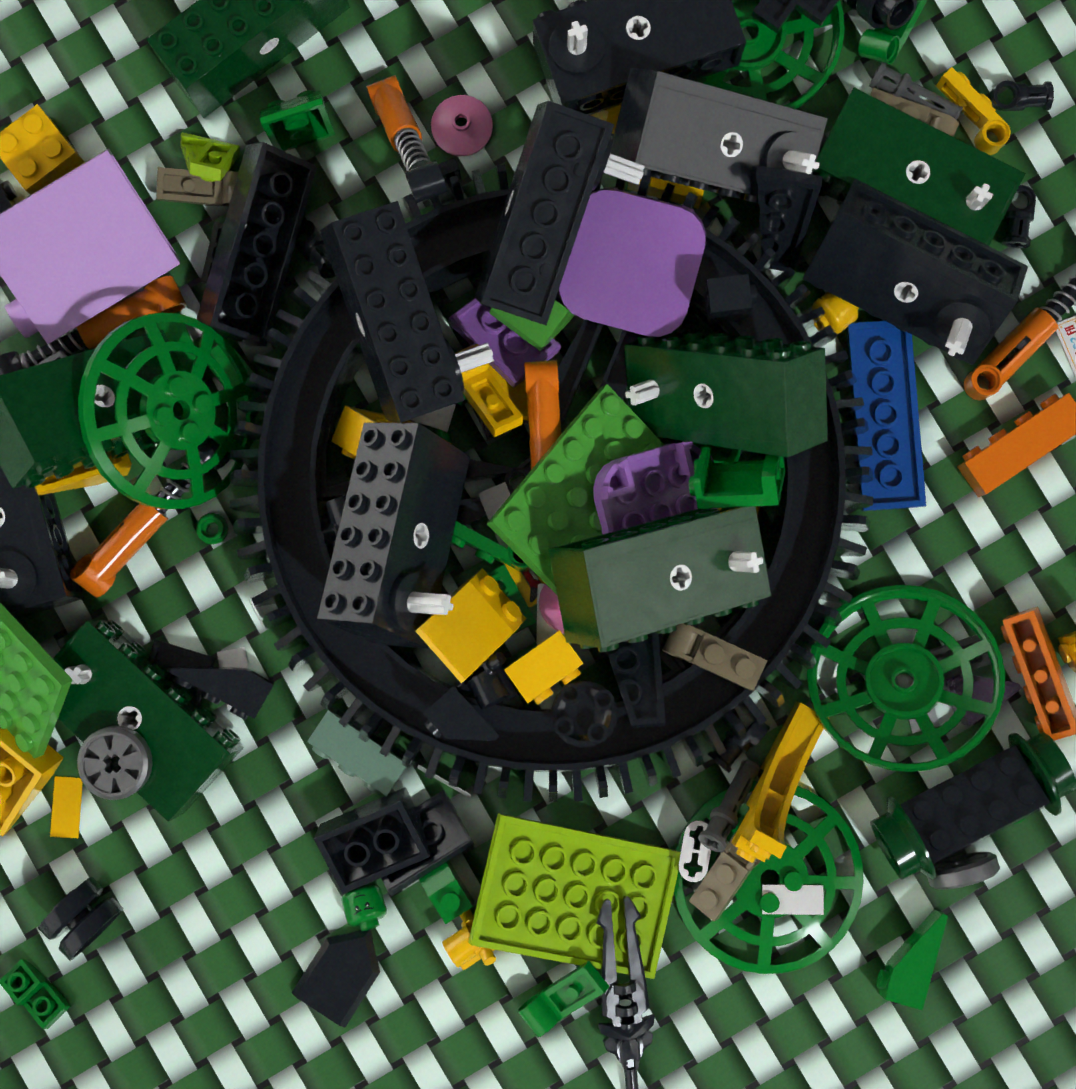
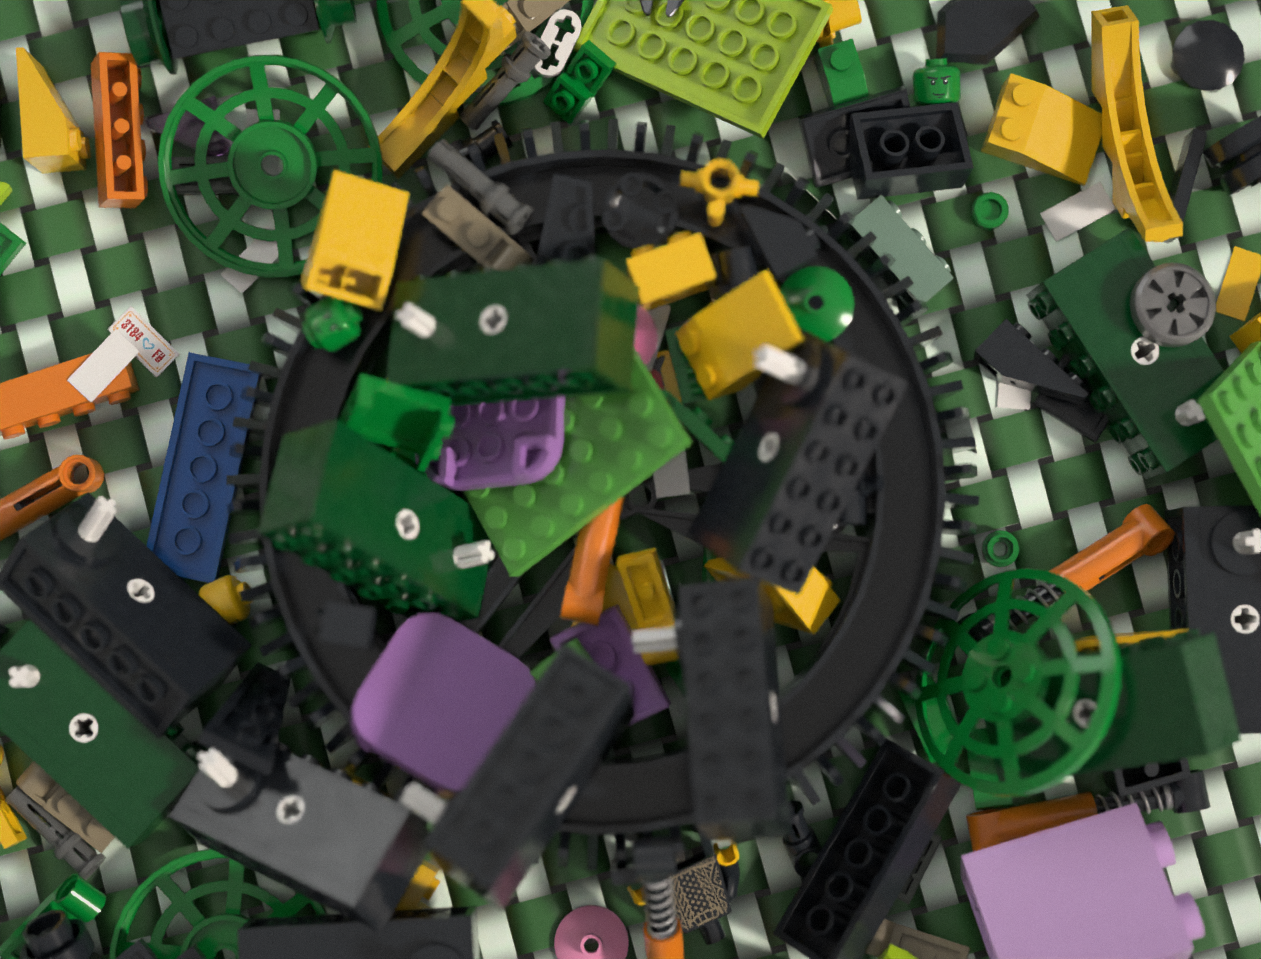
camera: 170 degrees left, 0 degrees up
(134, 876) = (1186, 172): none -> black tile
(139, 997) = (1208, 55): none -> black dish
(193, 910) = (1126, 134): none -> yellow arch
(217, 831) = (1078, 211): none -> white sticker
(263, 892) = (1043, 130): none -> yellow slope
(292, 810) = (989, 211): none -> green tile
(381, 179) = (703, 891): none -> black torso
(414, 694) = (831, 288): none -> green dish
(539, 749) = (719, 198): none -> yellow pin
(667, 824) = (579, 82): none -> green slope
(711, 691) = (493, 196): none -> dark grey pin
(814, 546) = (332, 323): none -> green head
(815, 617) = (356, 240): none -> yellow slope
(895, 607) = (257, 251): none -> white sticker
(965, 507) = (154, 350): none -> white sticker
(993, 473) = (103, 365): none -> white sticker

